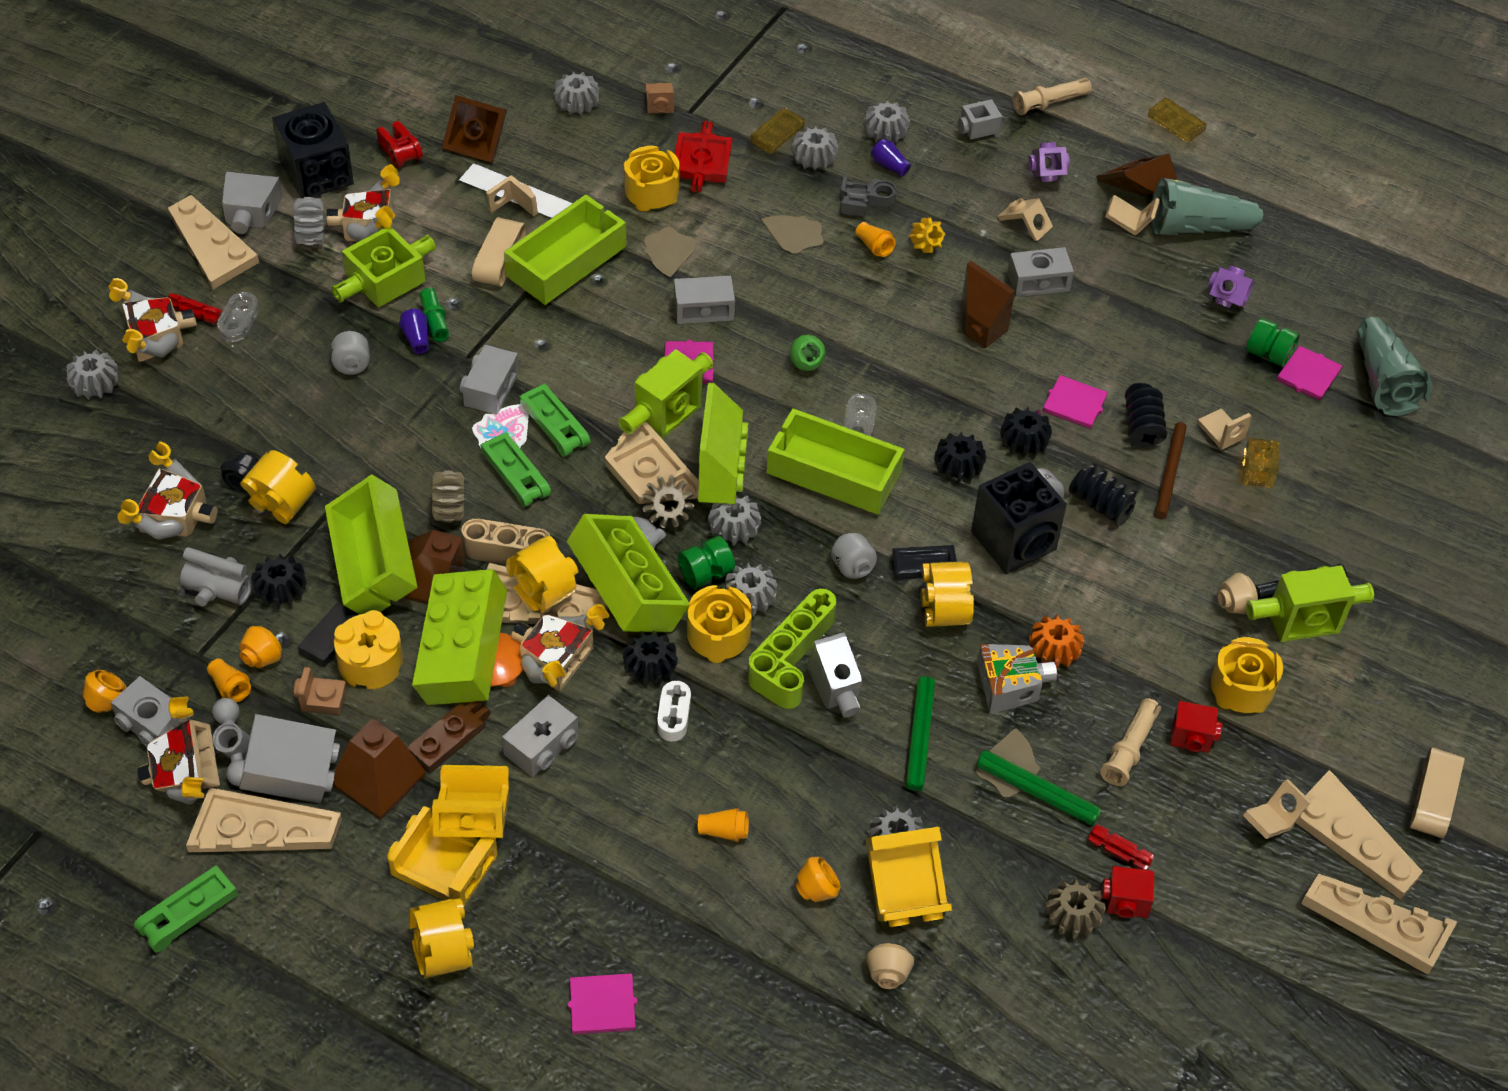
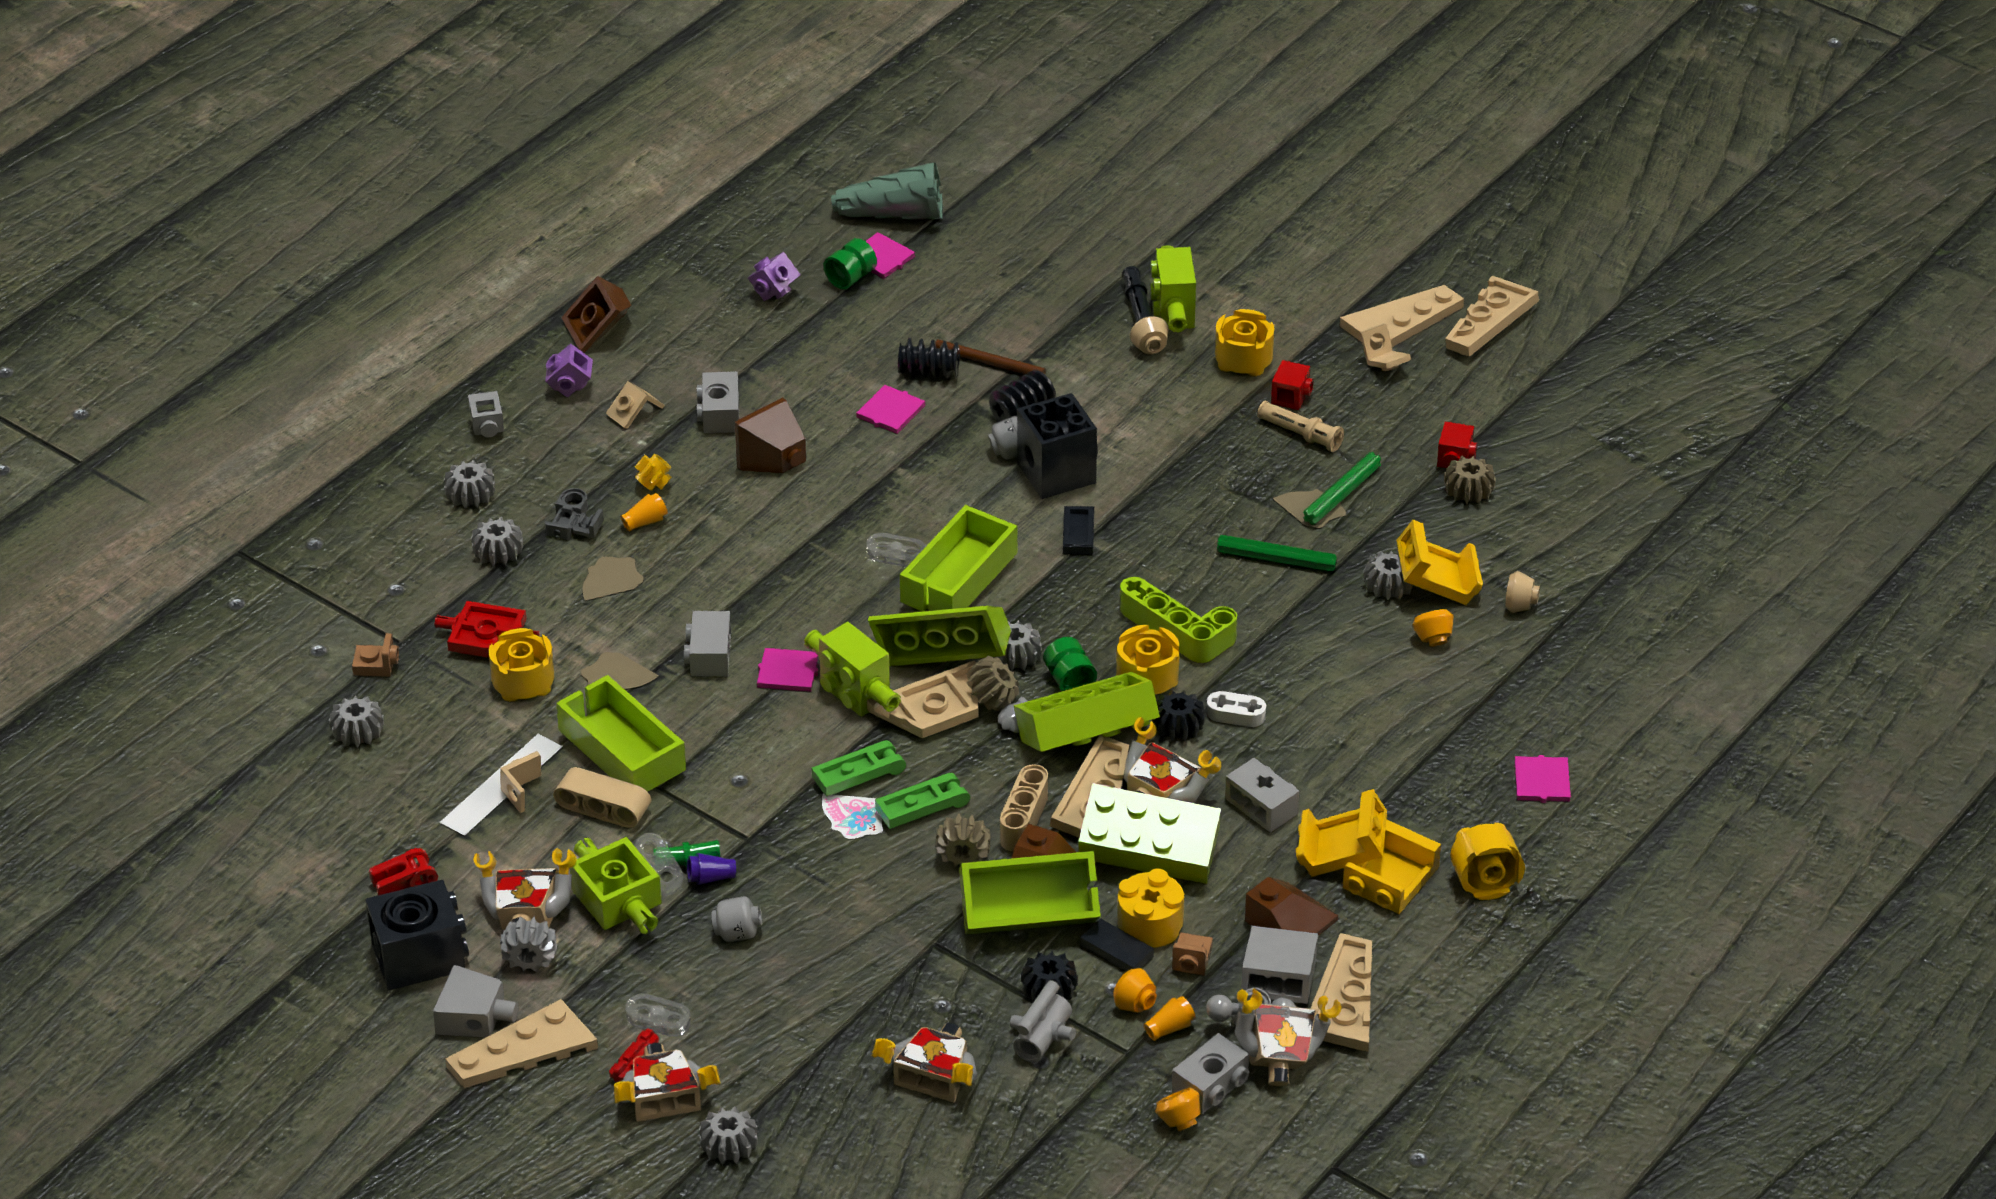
camera: 80 degrees left, 10 degrees down
(185, 908) = (1434, 1047): bright green plate -> none
(236, 469) = (897, 1006): black cone -> none
(278, 486) = (931, 968): yellow brick -> none
(412, 291) = (661, 861): none -> clear plate
(449, 735) = (1245, 861): reddish brown hinge -> none
(474, 128) = (396, 805): reddish brown slope -> none
(490, 379) = (795, 810): light grey brick -> none
(542, 574) = (1092, 757): yellow brick -> none
(725, 824) = (1369, 679): light orange cone -> none
(755, 584) = (1100, 640): light grey gear -> none
(777, 130) = (451, 572): clear yellow tile -> none
(807, 352) = (804, 573): bright green piece -> none
(835, 674) = (1217, 584): light grey torso -> none
(853, 555) = (1072, 569): light grey head -> none
(889, 157) = (522, 489): dark purple cone -> none
(947, 594) = (1136, 505): yellow brick -> none
(960, 457) = (958, 486): black gear -> none
(1012, 675) = (1225, 486): torso -> none
(1026, 431) = (933, 439): black gear -> none
(1041, 97) = (457, 369): tan pin -> none
(1056, 640) = (1188, 453): orange gear -> none
(1120, 848) = (1407, 449): red axle -> none
(1129, 216) = (652, 332): tan bracket -> none
(1177, 119) = (511, 282): clear yellow tile -> none
(1198, 209) = (661, 288): sand green cone -> none
(1223, 429) = (950, 316): tan bracket -> none
(1260, 462) = (995, 297): clear yellow brick -> none
(1437, 792) = (1368, 262): tan beam -> none

